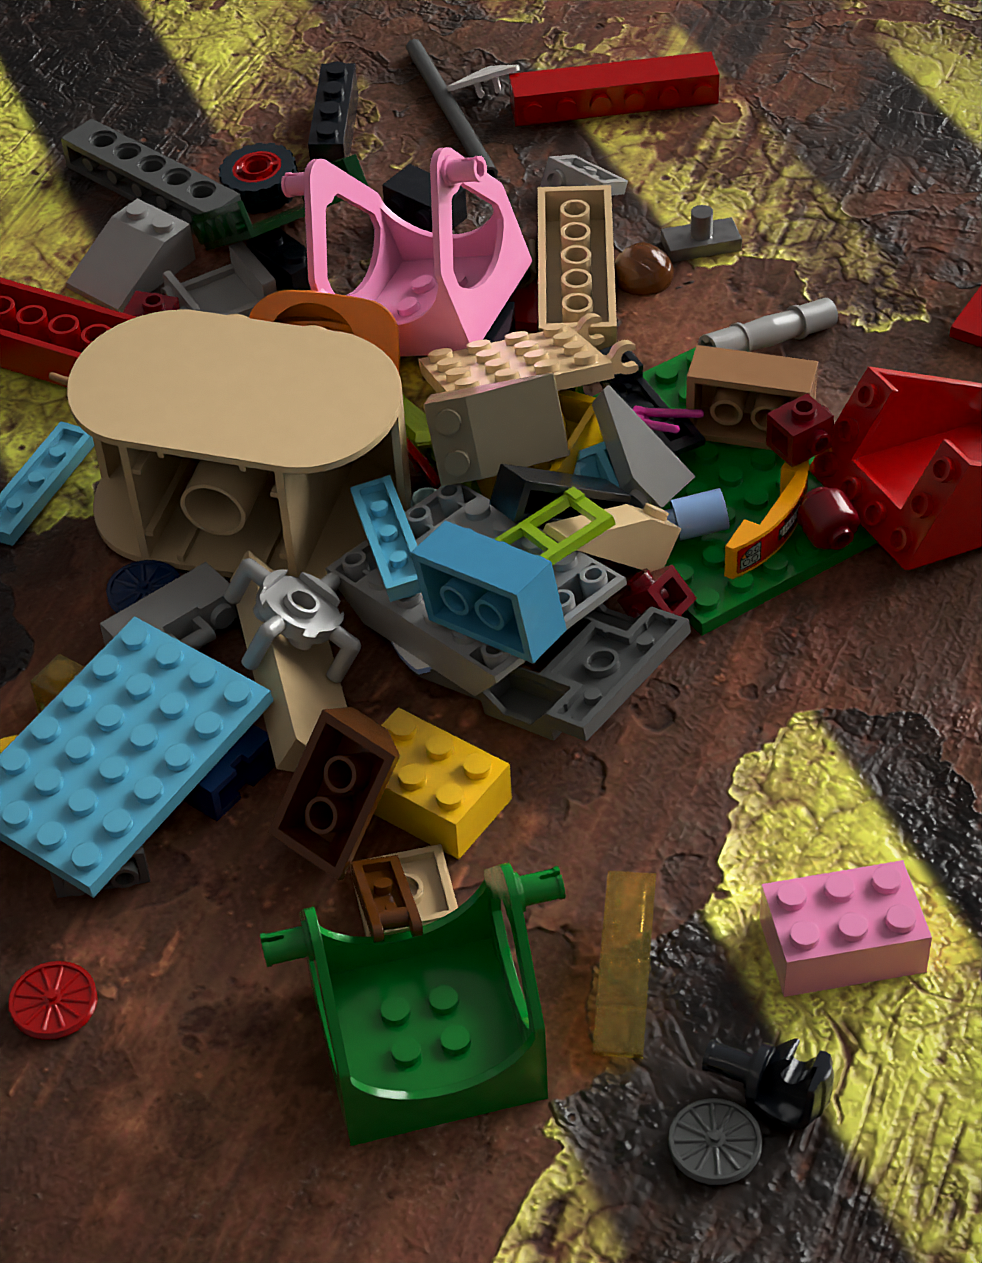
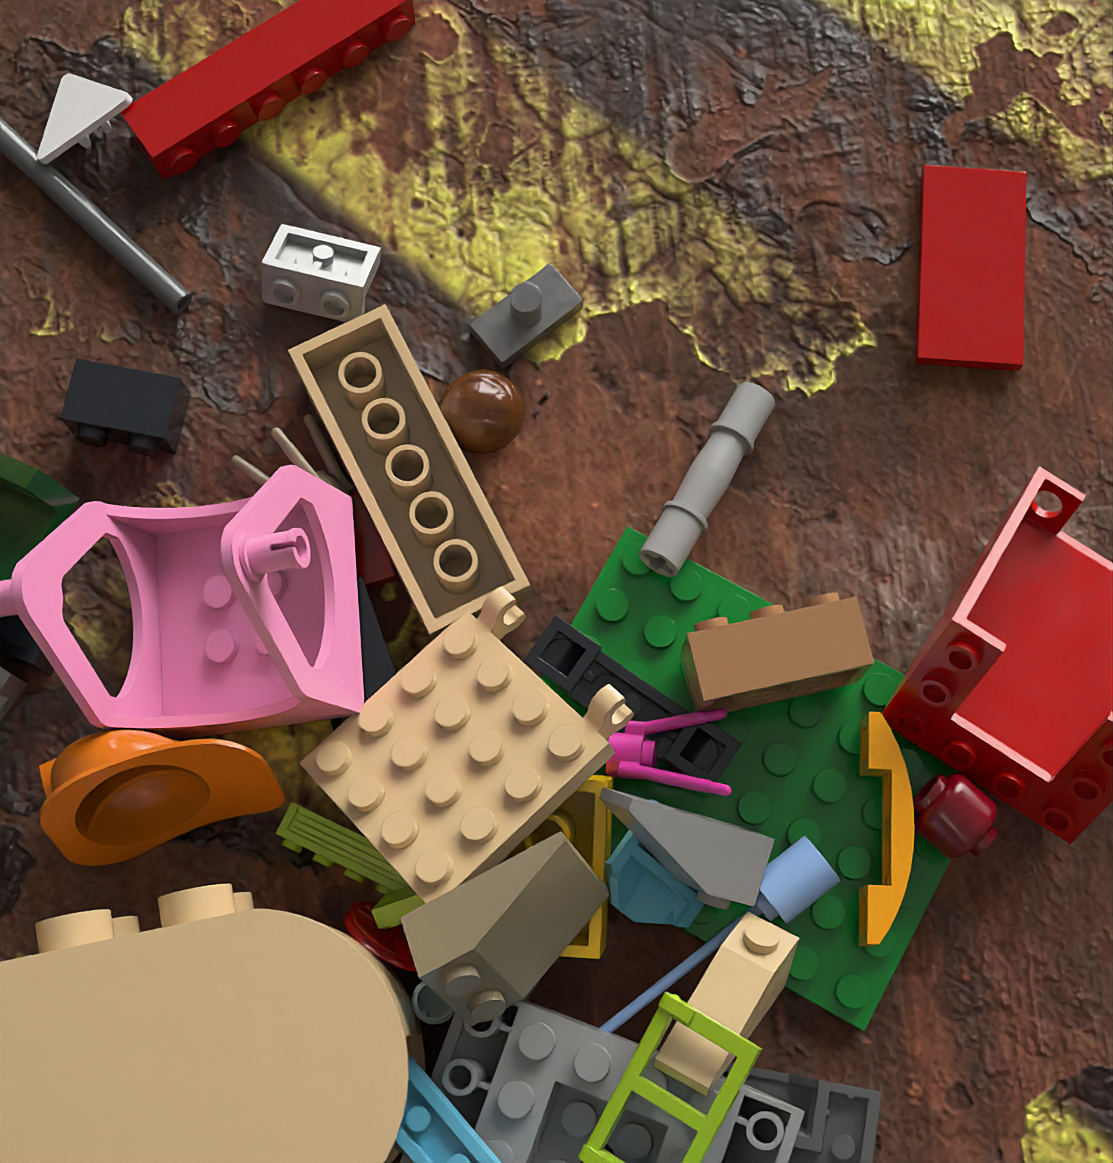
camera: 30 degrees left, 30 degrees up
(526, 490) = (615, 1001): black brick -> none
(657, 589) = (804, 1034): dark red brick -> none
(799, 430) = (871, 736): dark red brick -> none

